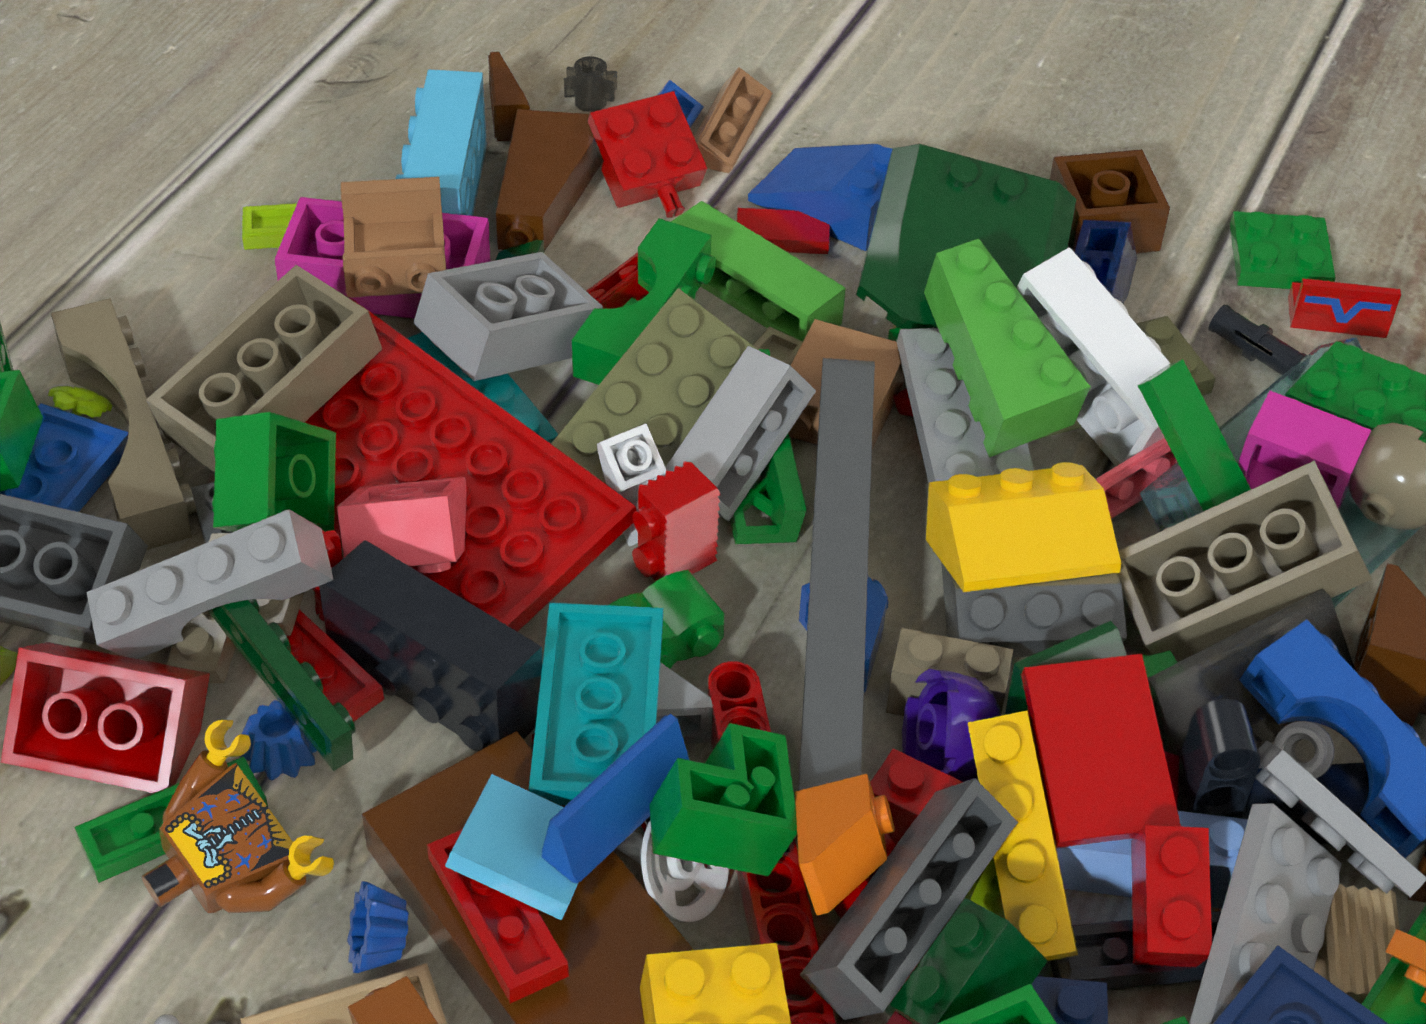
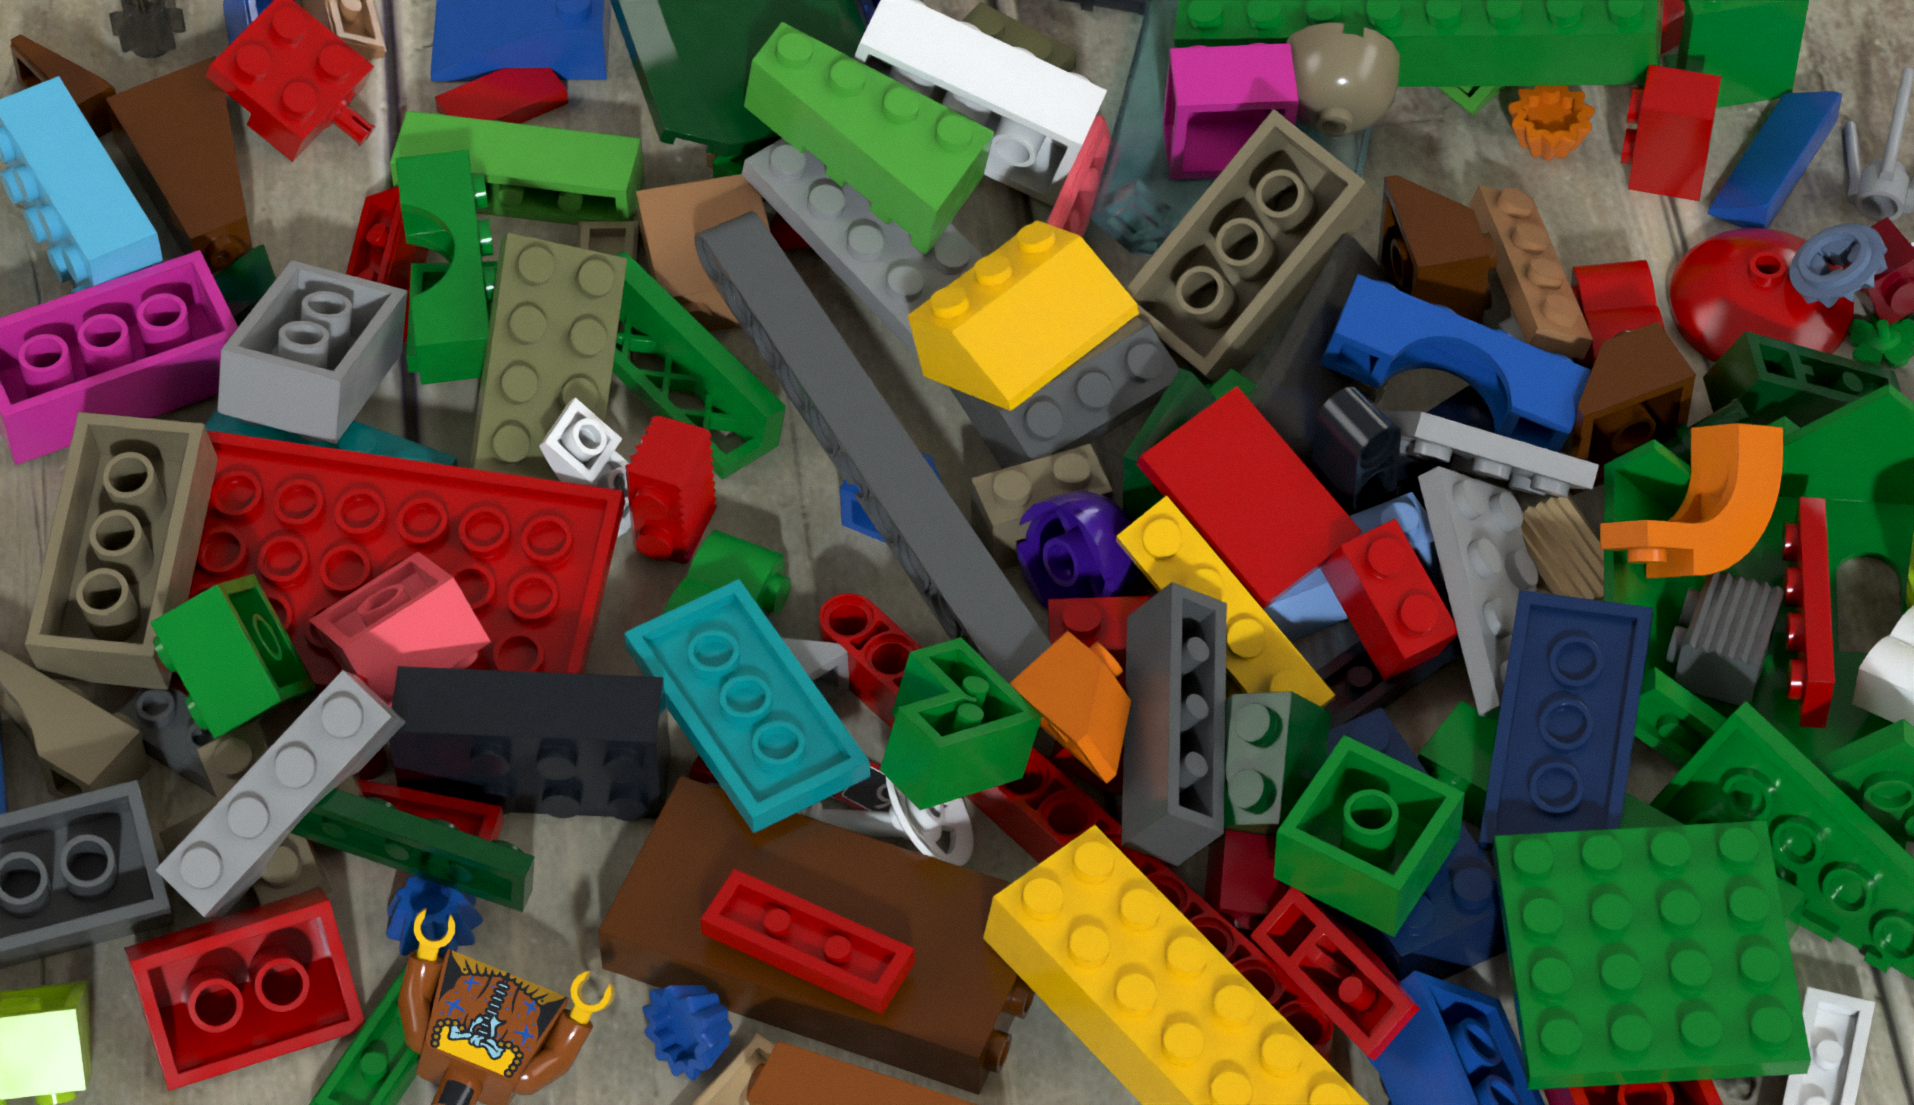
camera: 30 degrees left, 5 degrees up
(391, 235) = (127, 327): medium nougat panel -> none
(505, 846) = (795, 869): medium azure tile -> none
(612, 803) = (856, 782): blue slope -> none
(744, 425) = (663, 346): light grey brick -> none
(1193, 435) = (1128, 138): green tile -> none
(1318, 736) = (1419, 382): light grey plate -> none

